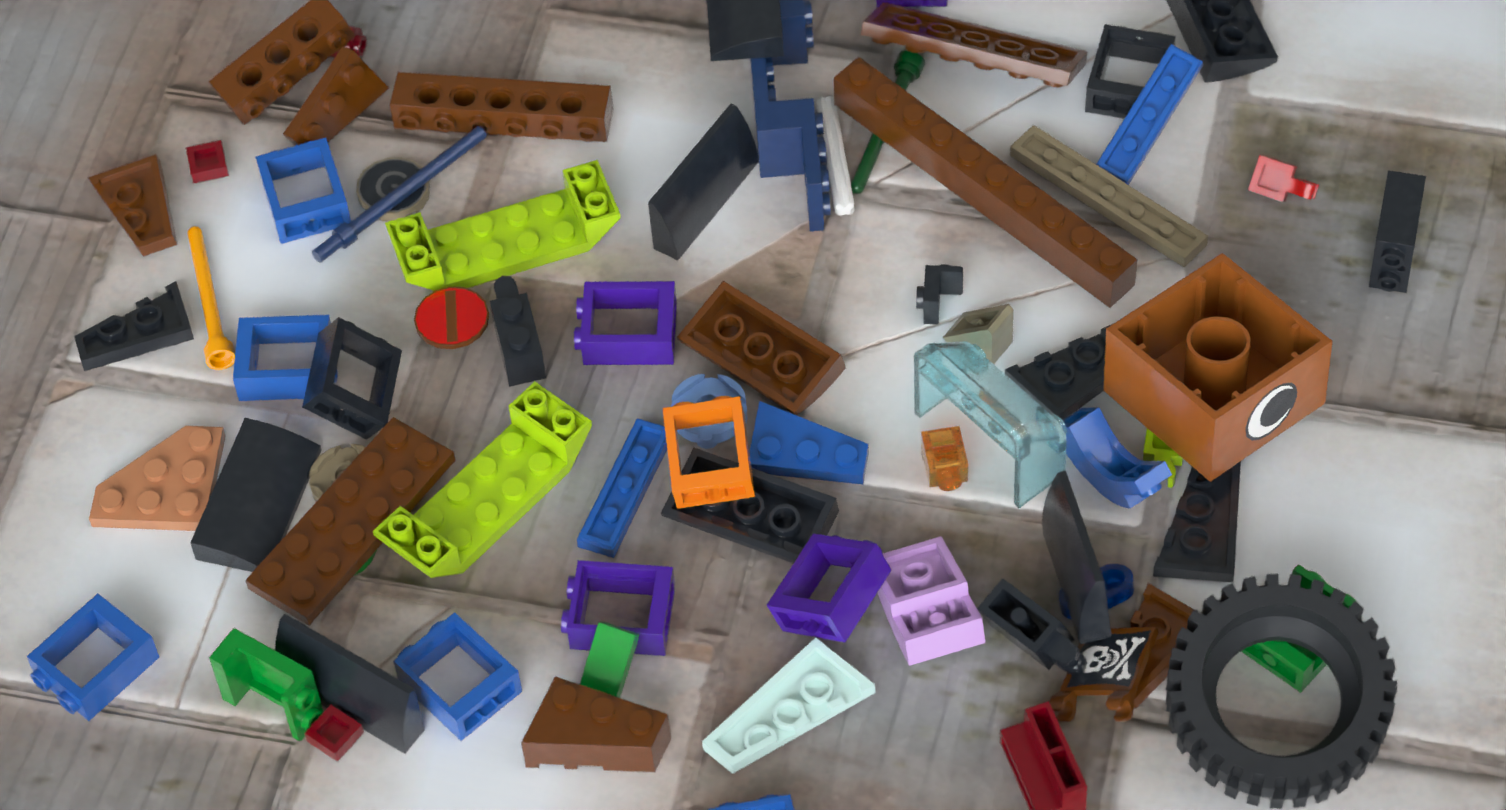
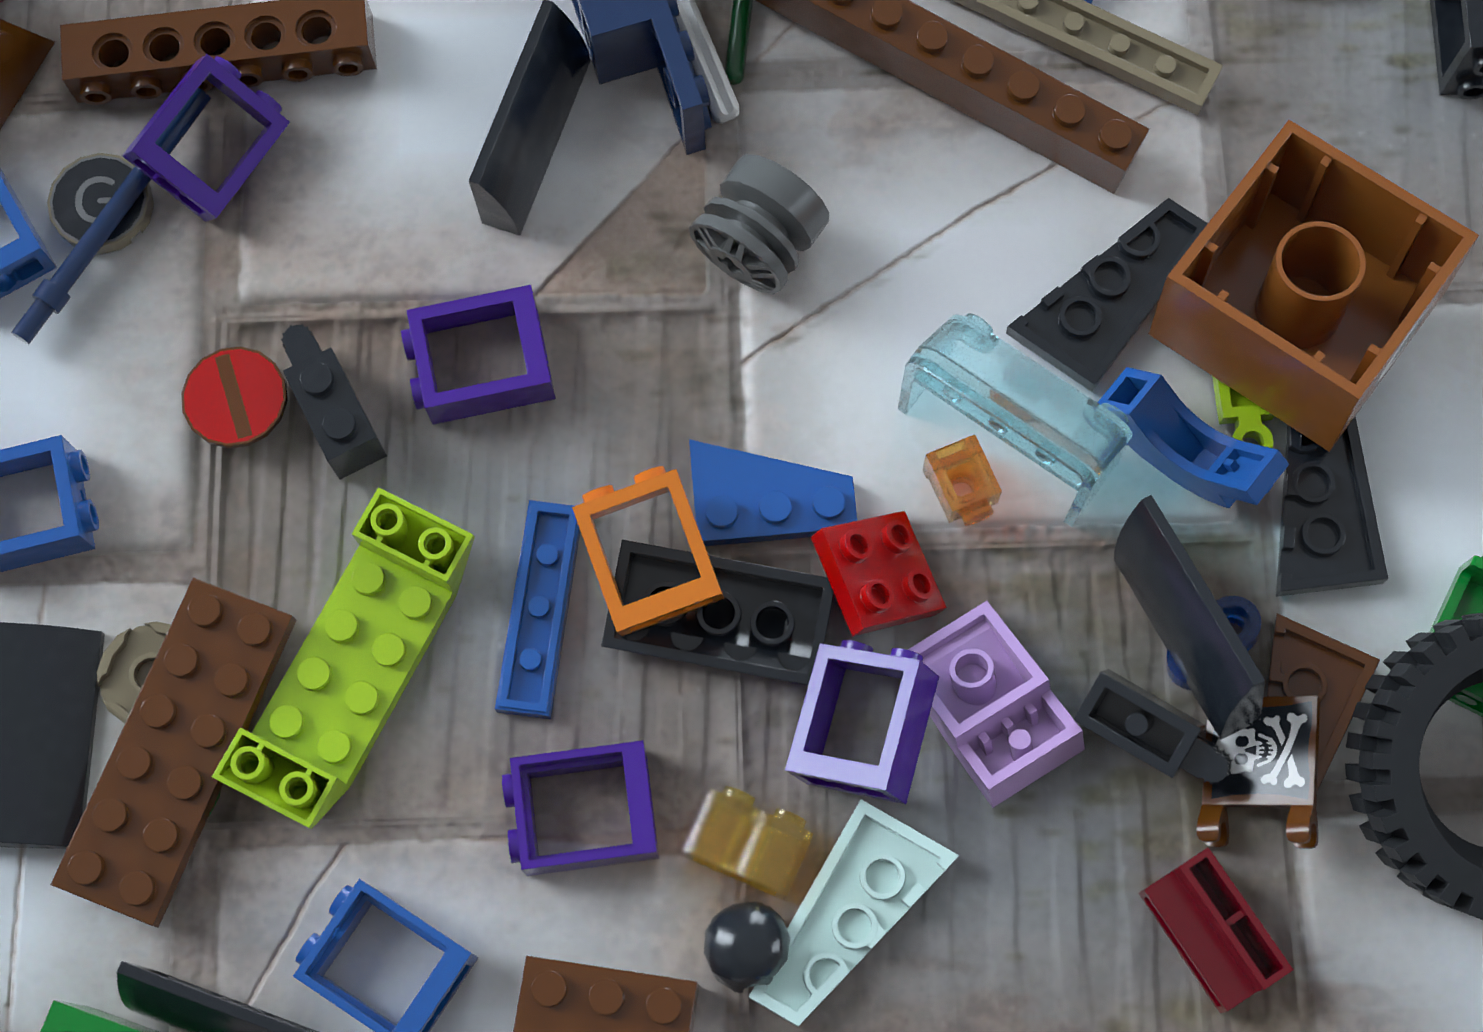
camera: 15 degrees left, 20 degrees up
(327, 398) = (78, 571): black window -> none
(450, 176) = (173, 175): none -> dark purple window
(507, 237) = (275, 250): lime slope -> none
(609, 659) = (591, 910): green tile -> none
(703, 389) = (617, 438): medium blue plate -> none
(708, 708) = (746, 945): none -> black hair
(729, 651) = (749, 843): none -> clear yellow brick
(762, 349) = (670, 358): reddish brown slope -> none
(844, 272) = (759, 223): none -> dark grey wheel
(868, 501) = (878, 572): none -> red plate
(938, 280) = (877, 229): black bracket -> none
(985, 327) = (958, 272): dark tan slope -> none

